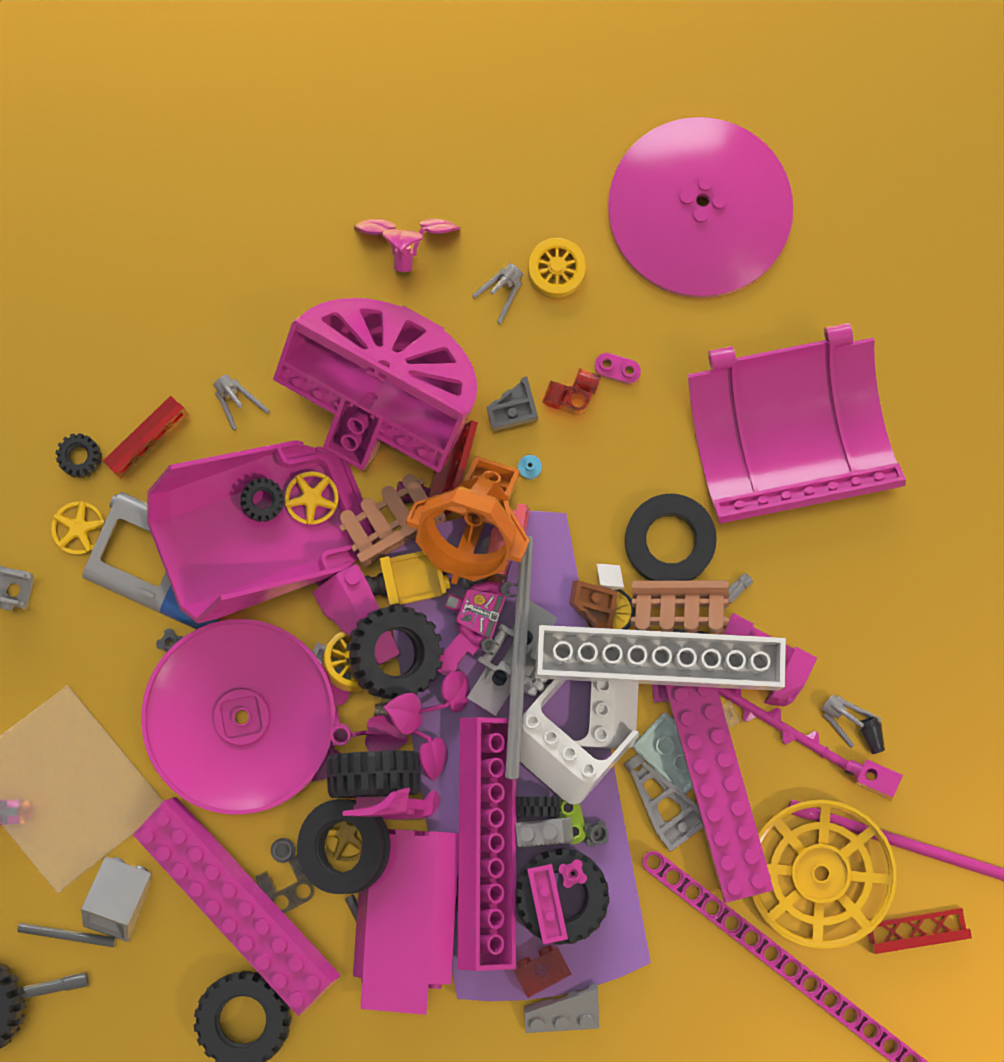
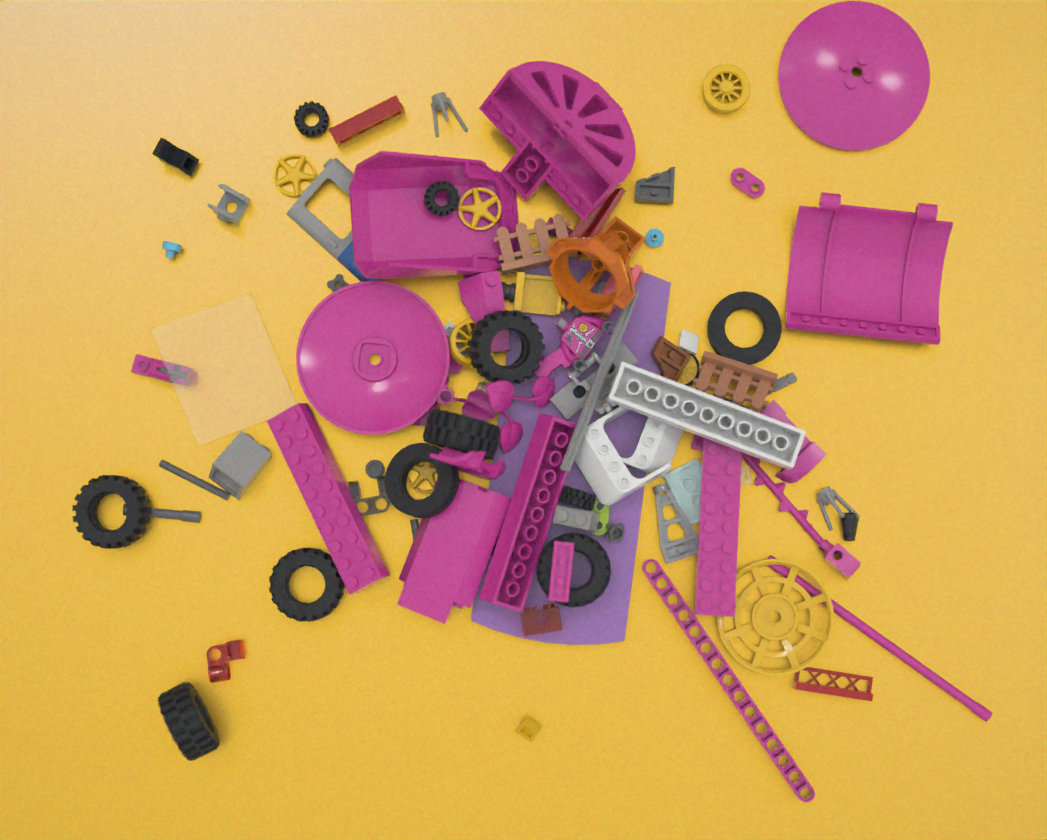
camera: 20 degrees right, 5 degrees up
(403, 239) = (612, 30): dark pink plant -> none
(508, 277) = (685, 84): light grey plant -> none
(561, 396) = (696, 191): clear red piece -> none
(569, 880) = (587, 550): dark pink plate -> none
(570, 1012) = (550, 658): light grey wing -> none

